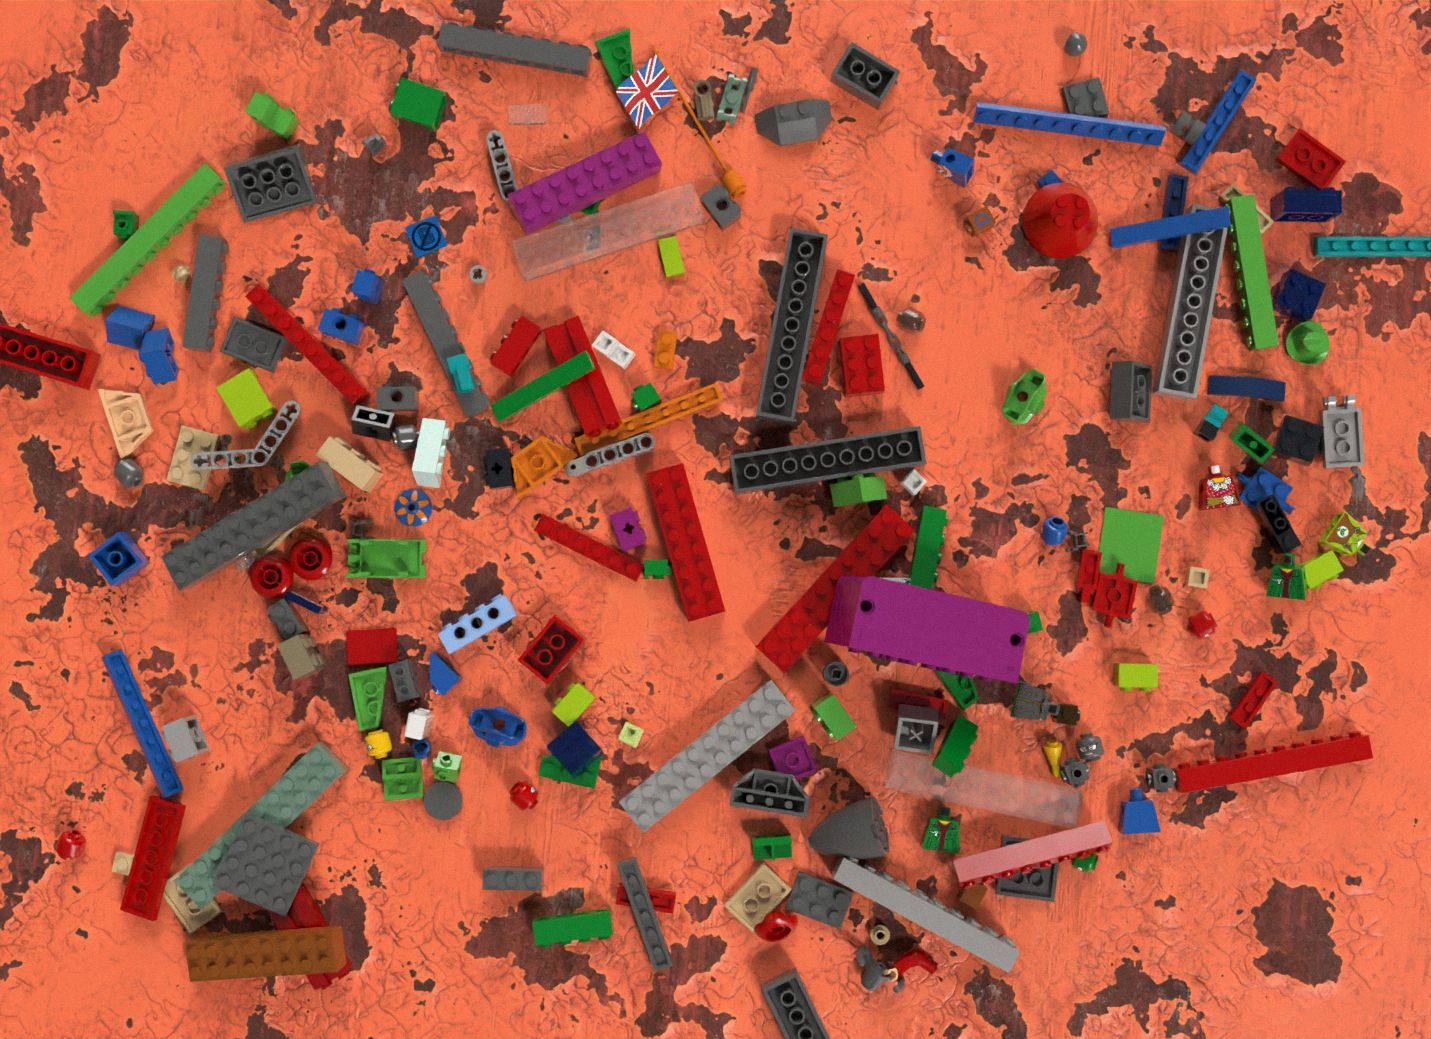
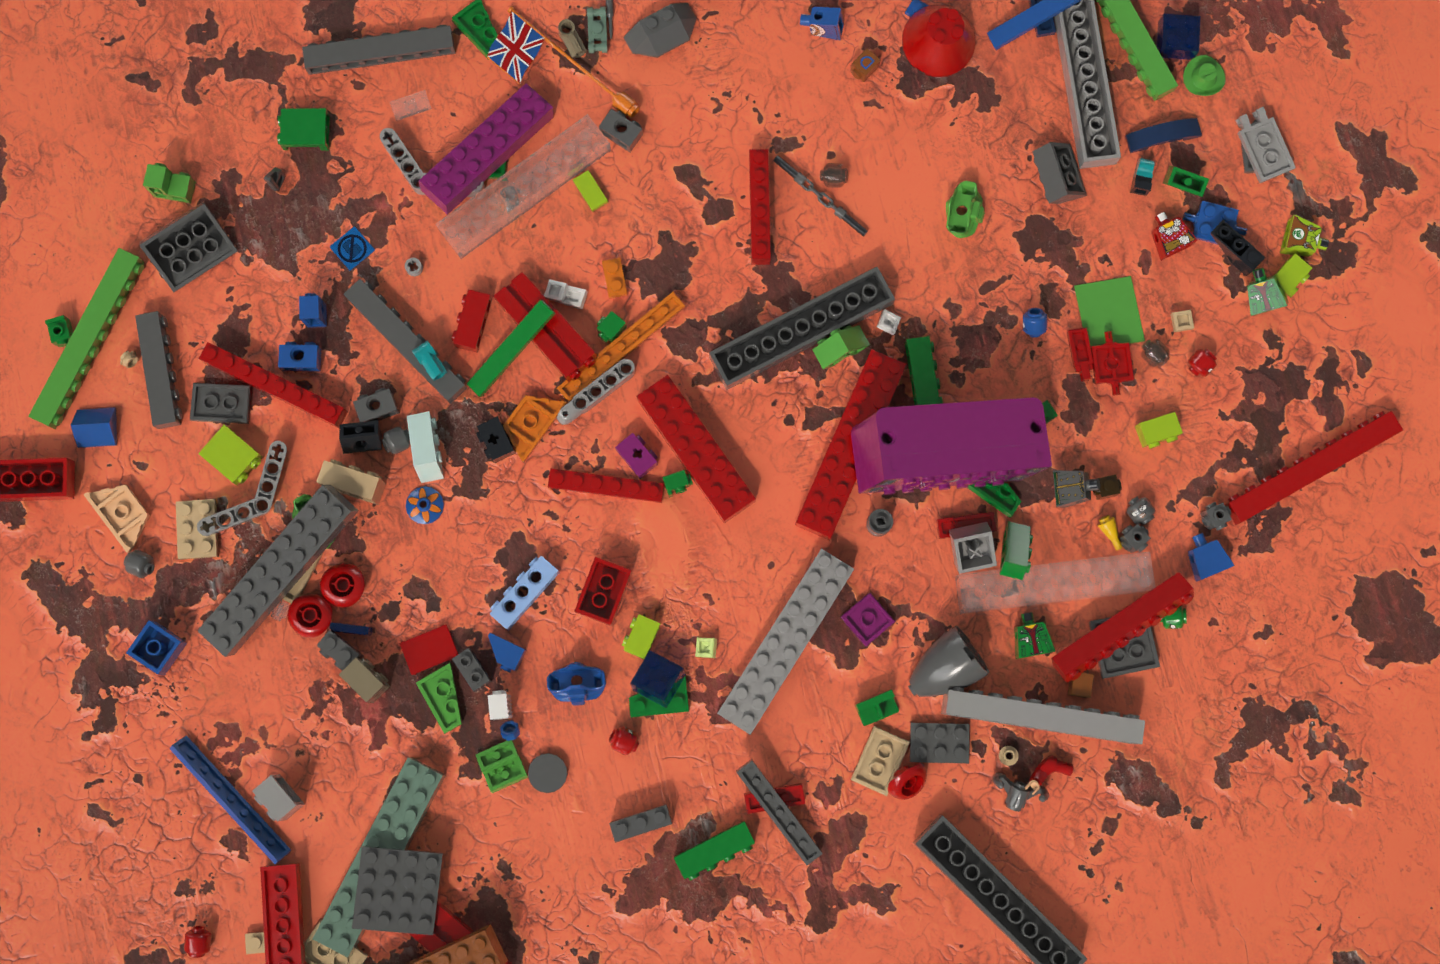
camera: 25 degrees left, 5 degrees down
(158, 357) = (132, 442): blue brick -> none
(361, 529) = (380, 536): dark grey piece -> none
(378, 743) = (466, 739): yellow head -> none
(386, 558) = (415, 560): bright green piece -> none
(447, 766) = (540, 738): bright green brick -> none
(770, 793) = (858, 655): dark grey wedge -> none
(791, 326) = (725, 216): dark grey brick -> none
(835, 718) = (891, 561): bright green brick -> none
(861, 365) = (803, 231): red brick -> none
(1076, 540) = (1059, 326): dark grey piece -> none
(1252, 699) = (1274, 416): red tile -> none
(1297, 440) = (1226, 165): black brick -> none

